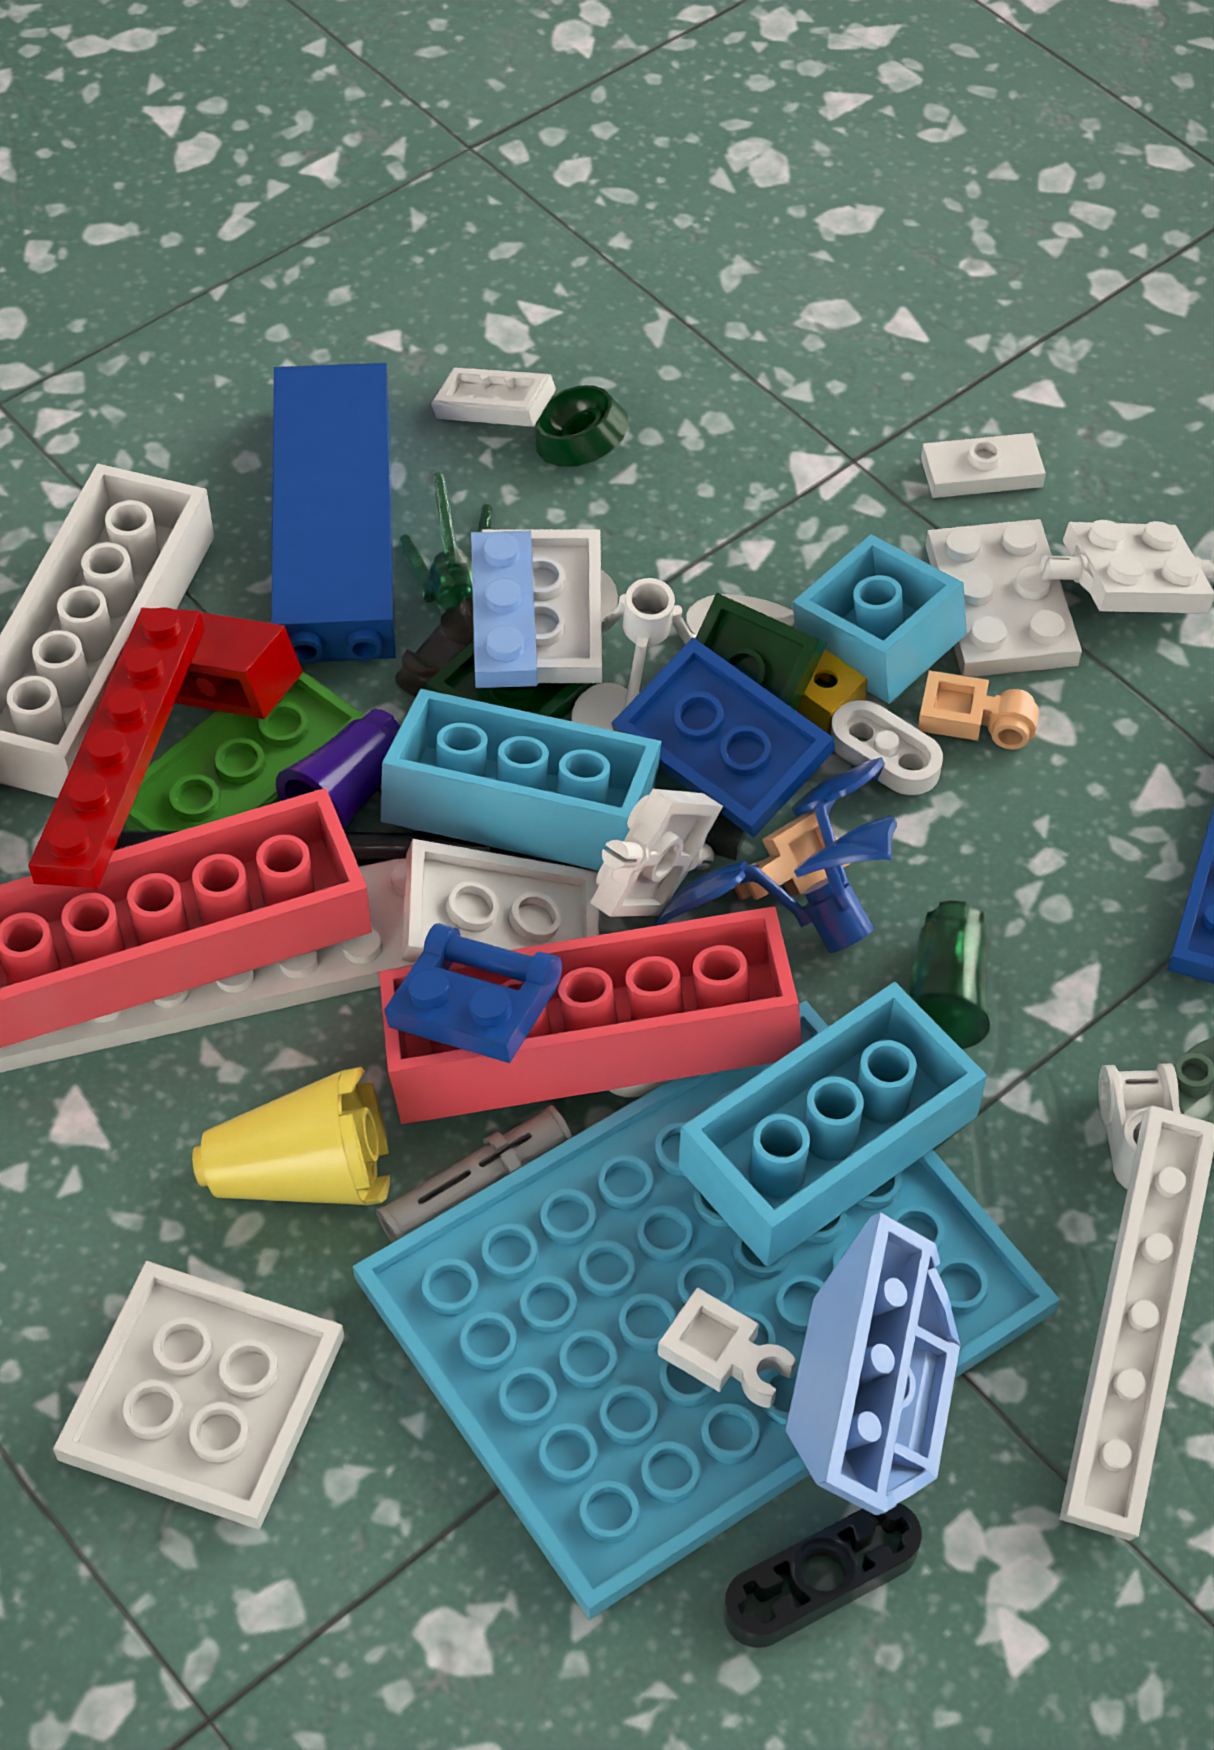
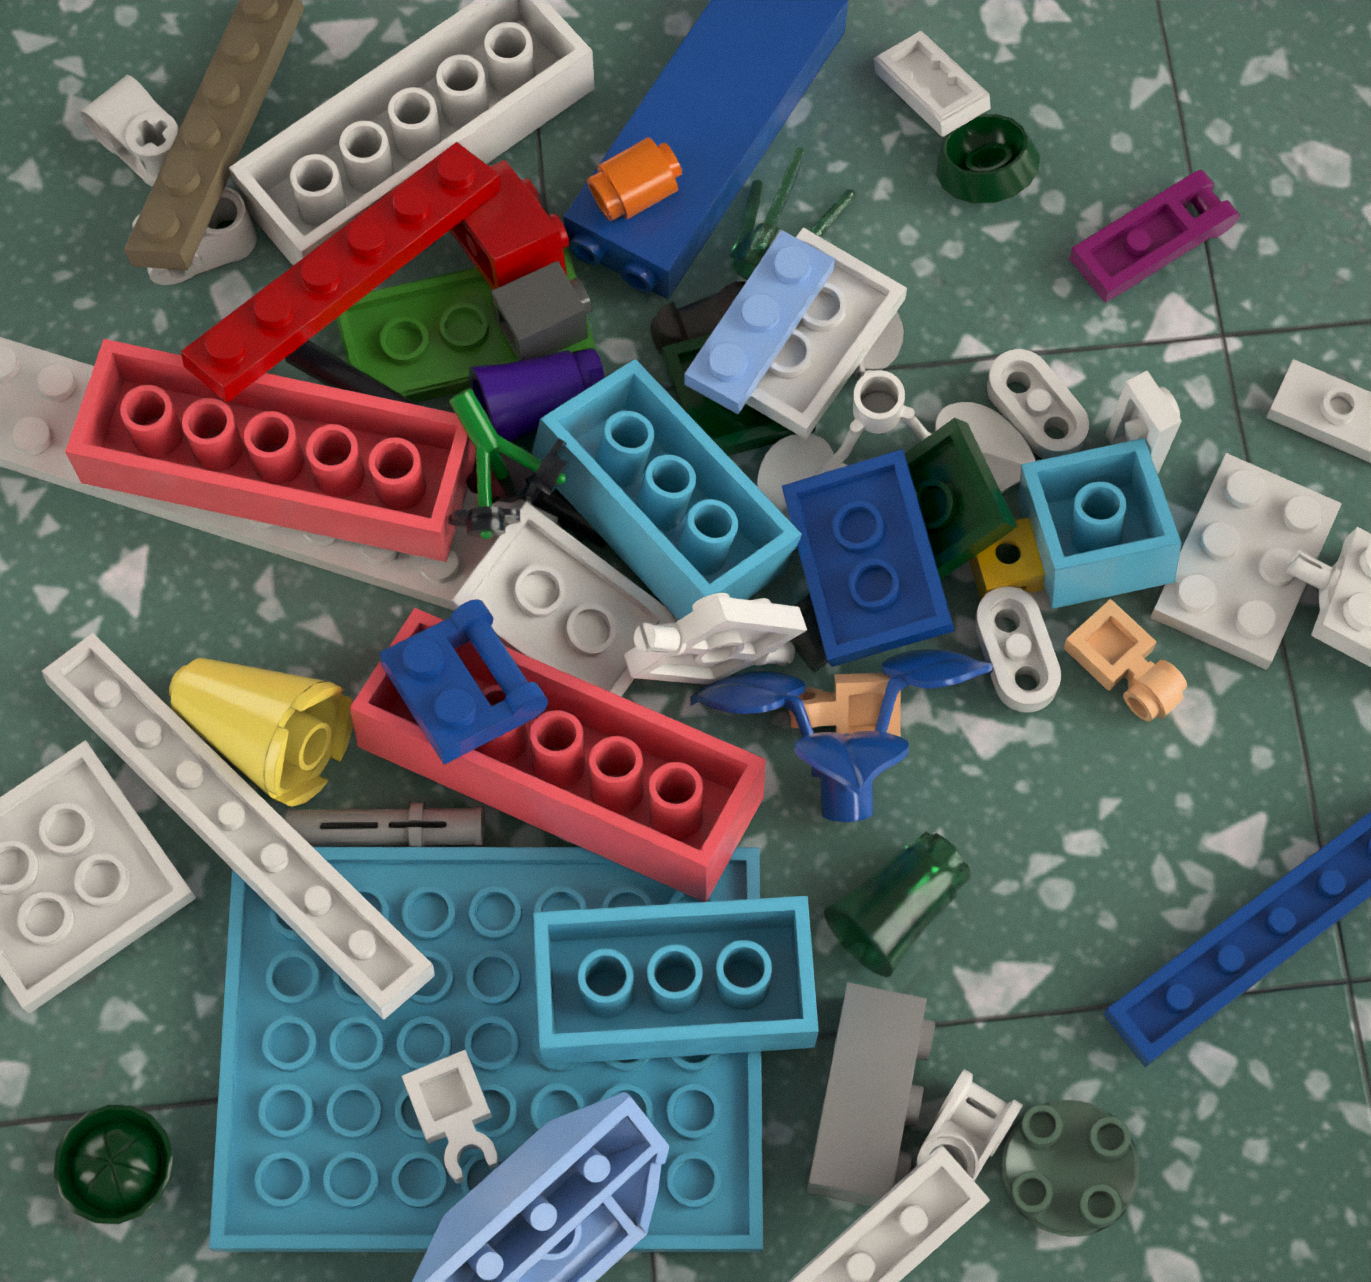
camera: 35 degrees right, 15 degrees up
(307, 704) = (542, 312): none -> dark grey brick
(317, 560) = (635, 179): none -> orange brick
(347, 1237) = (240, 826): none -> white plate
(381, 832) = (501, 476): none -> plant
(443, 1599) = (113, 1164): none -> dark green hat
(749, 417) = (1152, 235): none -> magenta plate
(756, 569) = (1042, 406): none -> white plate
(854, 515) = (1145, 413): none -> white plate
(1048, 1137) = (870, 1095): none -> light grey brick

